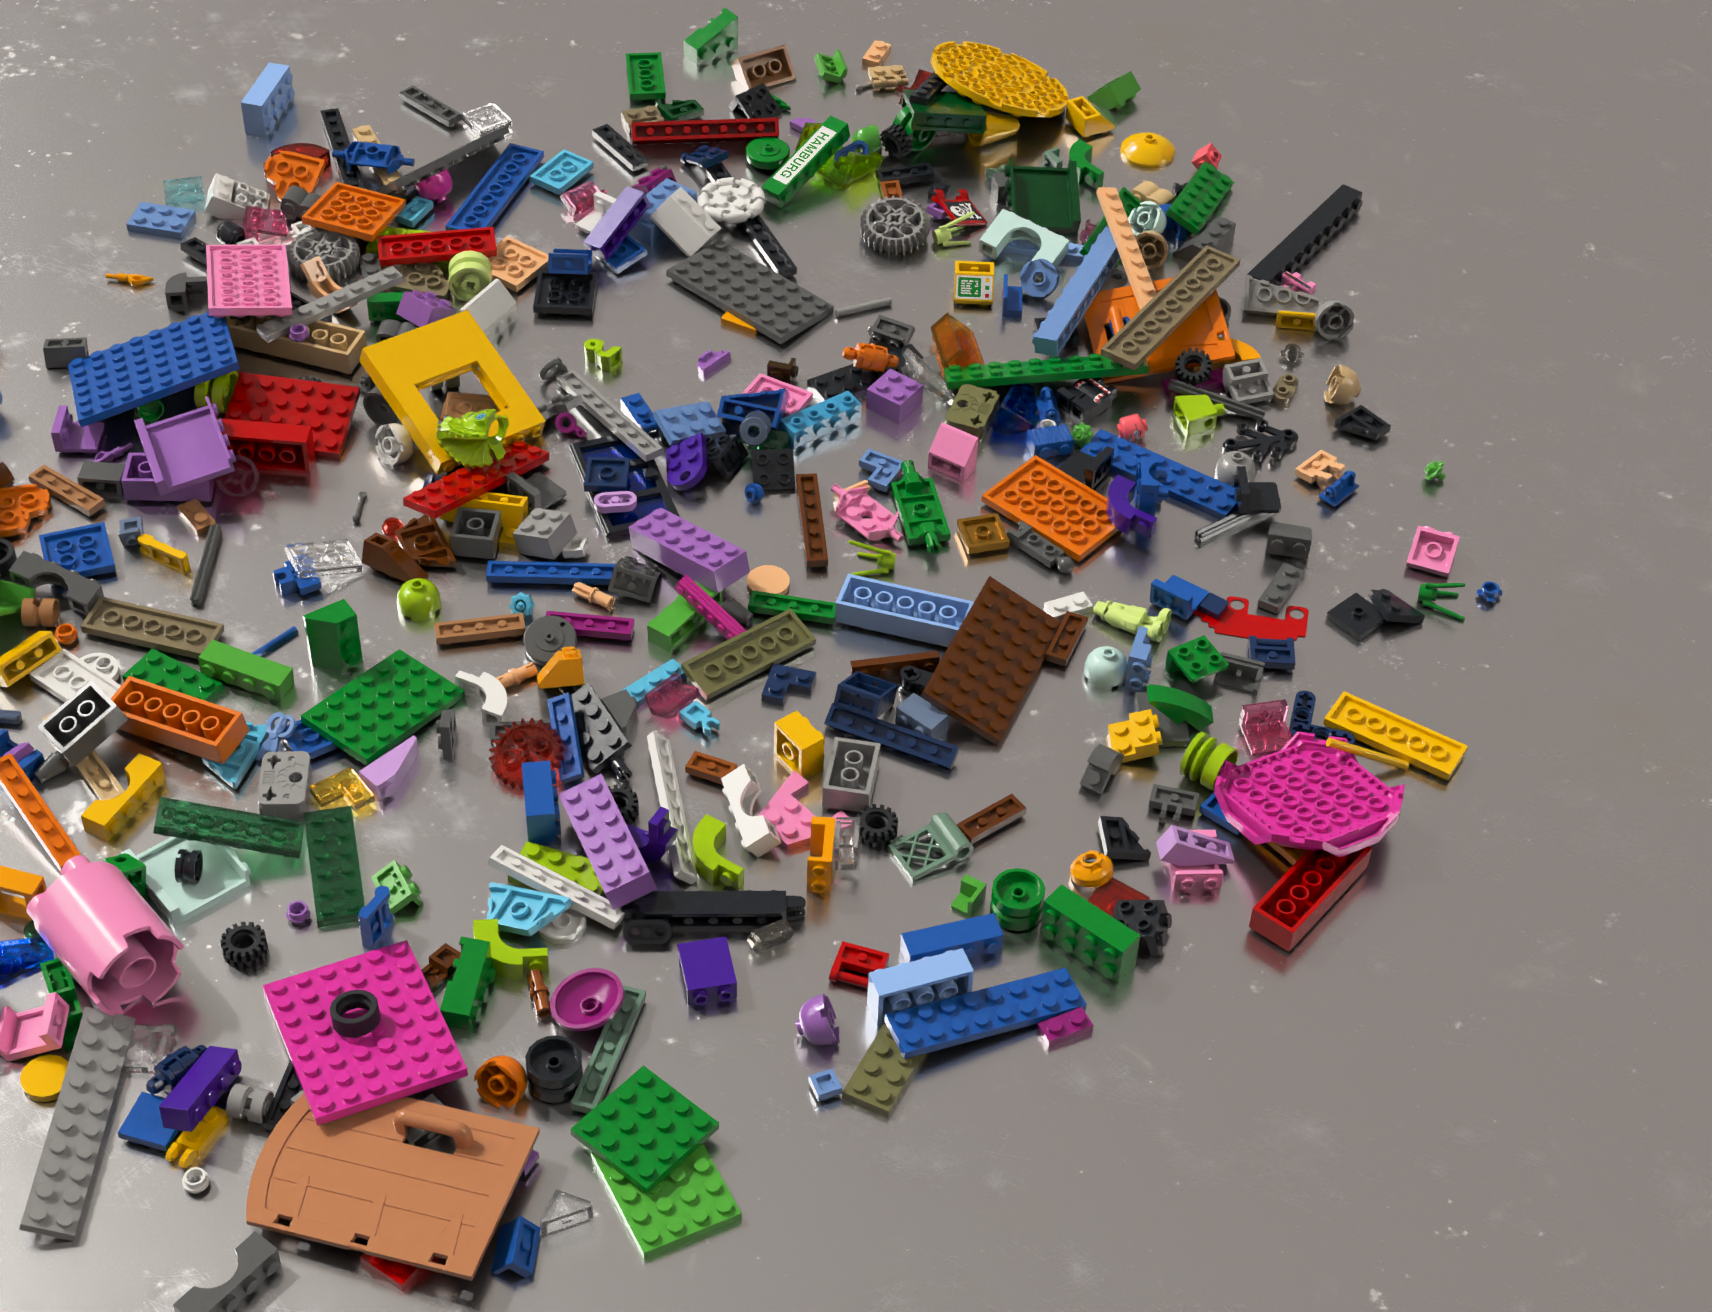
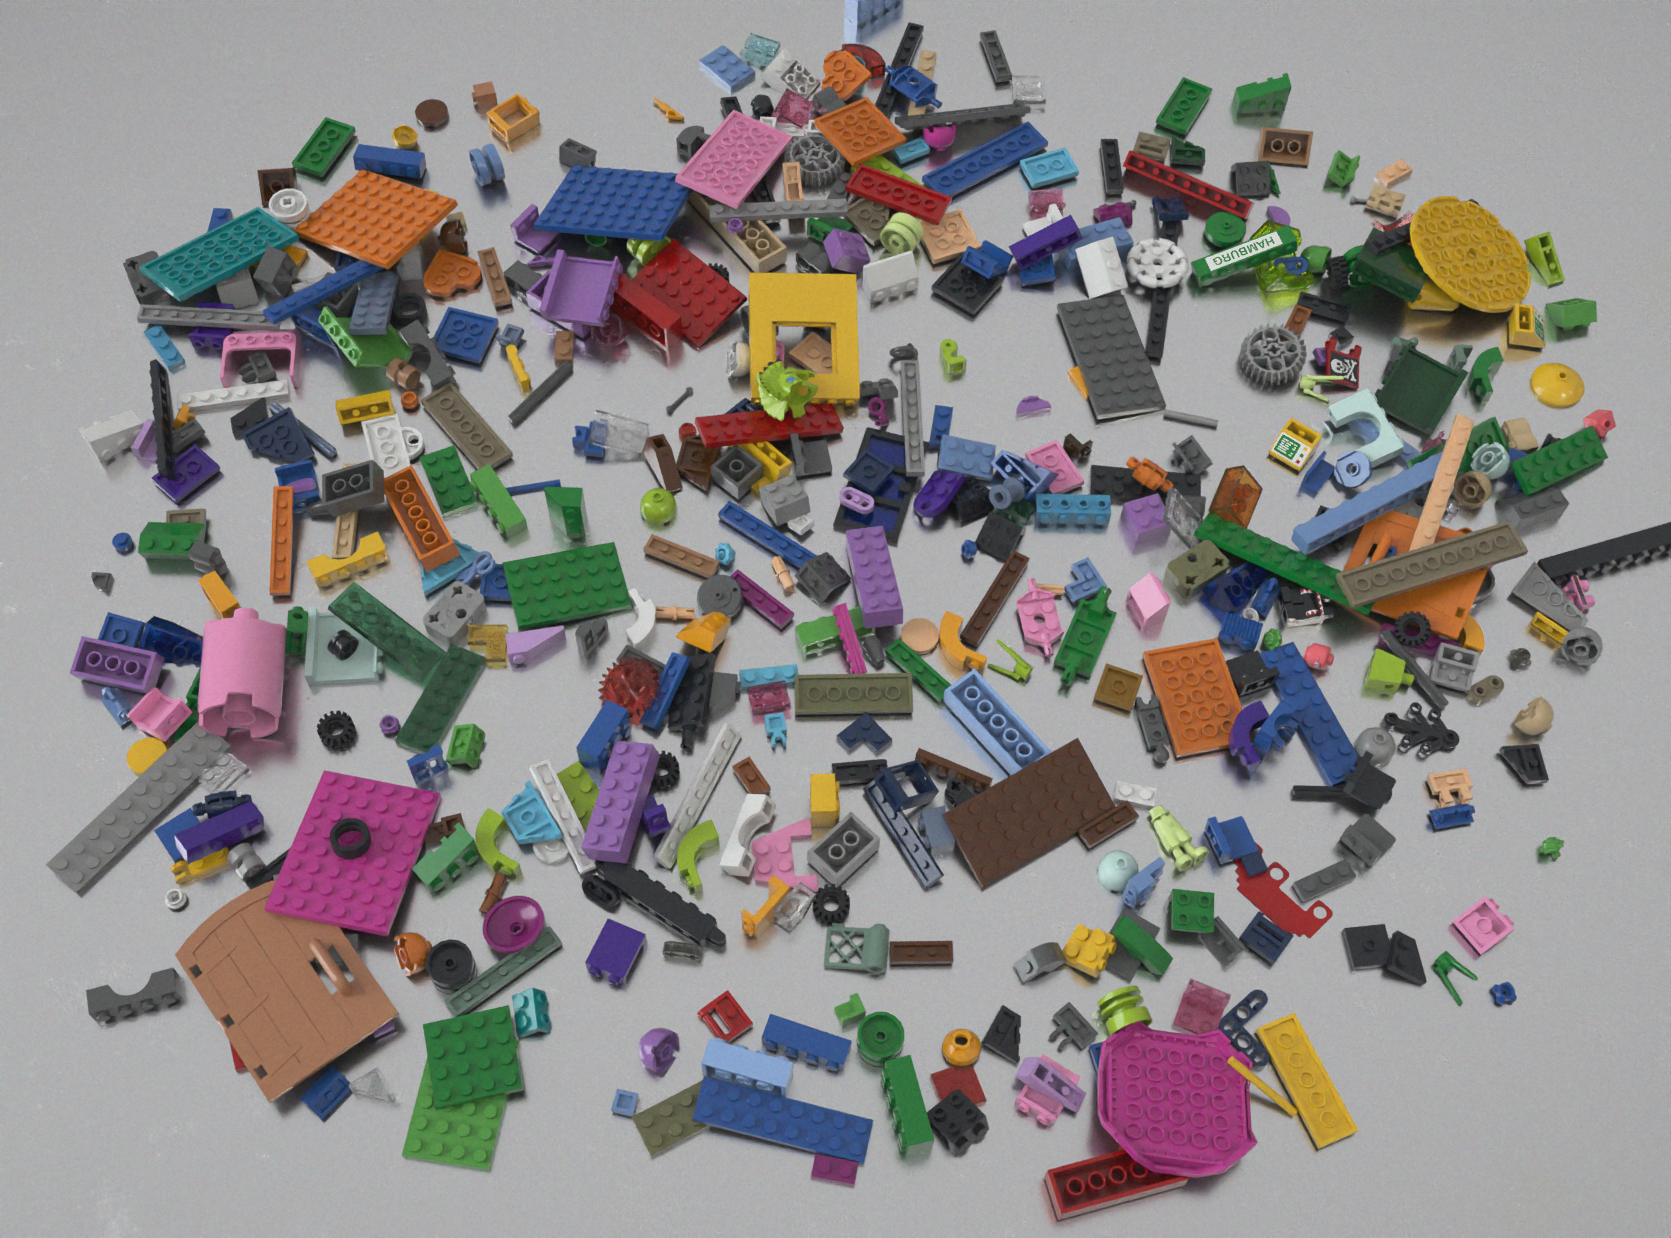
camera: 35 degrees right, 15 degrees up
(665, 1064) = (531, 1012): none -> teal bracket
(808, 574) = (953, 649): none -> light orange arch
(813, 707) = (857, 770): none -> black plate
(1058, 62) = (1544, 256): none -> lime slope

